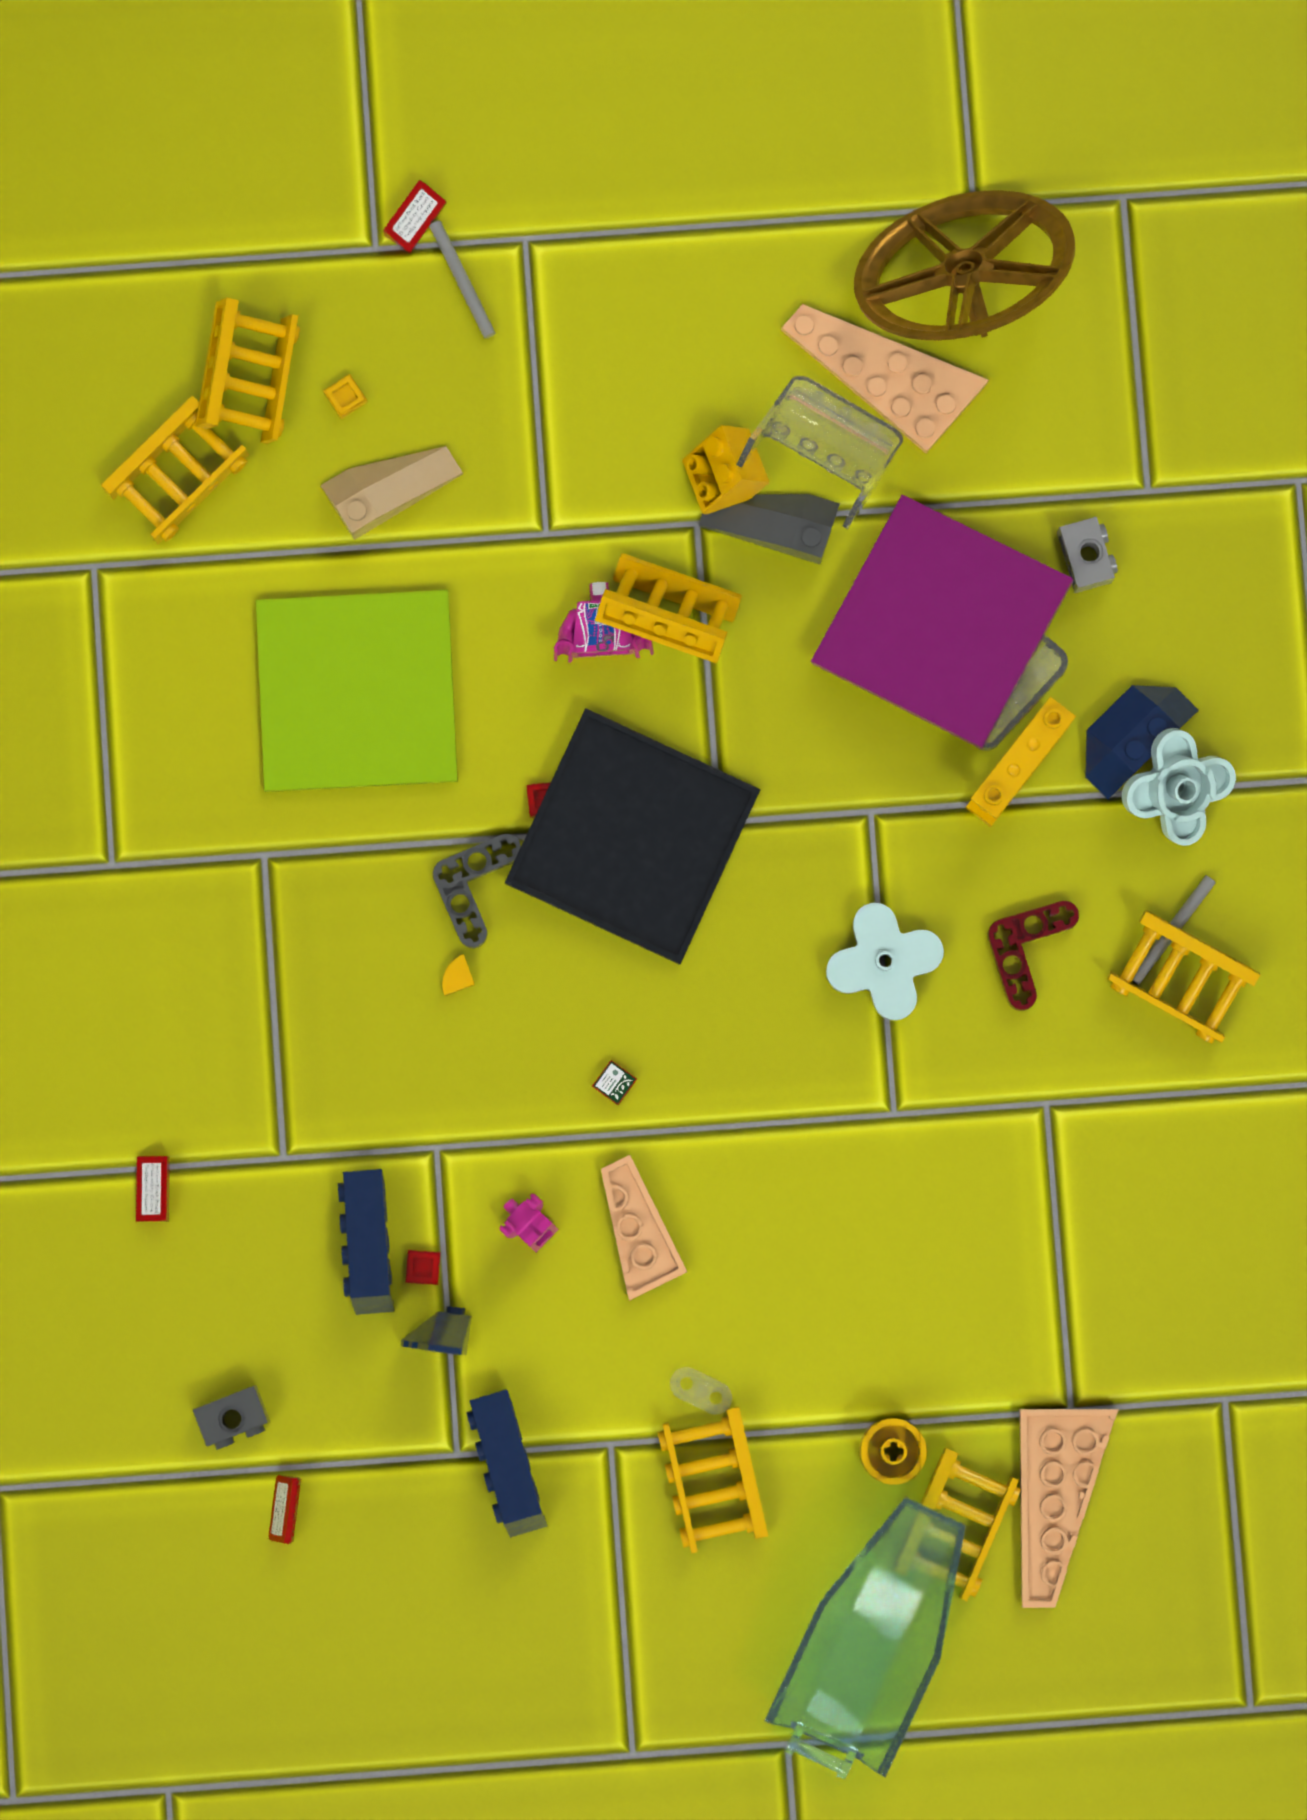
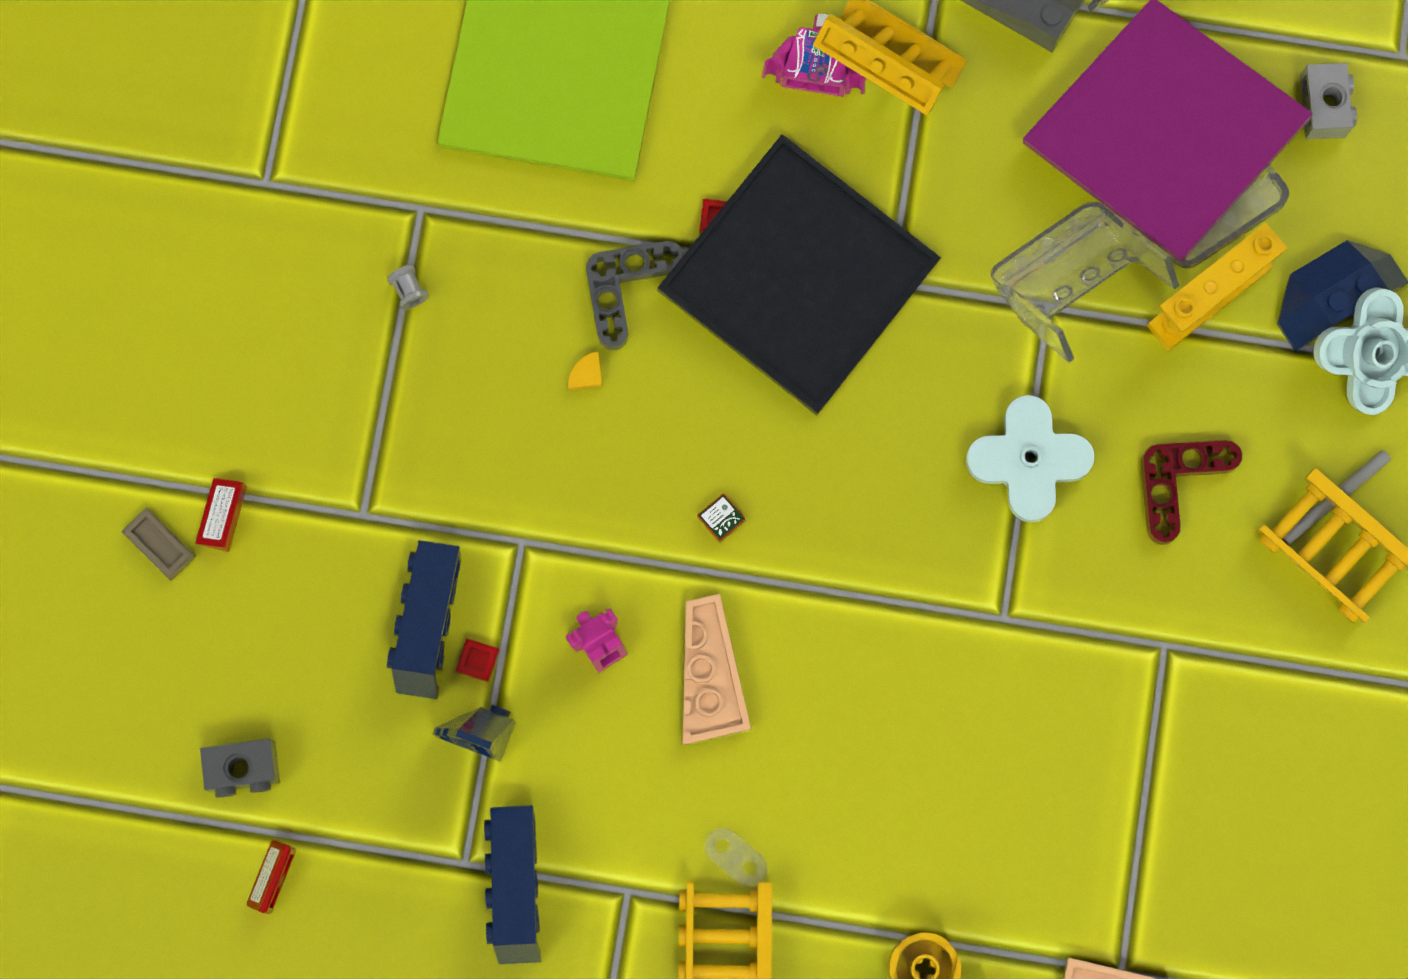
camera: 15 degrees right, 5 degrees down
(102, 1230) = (158, 544): none -> dark tan tile
(271, 935) = (407, 287): none -> light grey bush
(878, 769) = (1069, 263): none -> clear windscreen

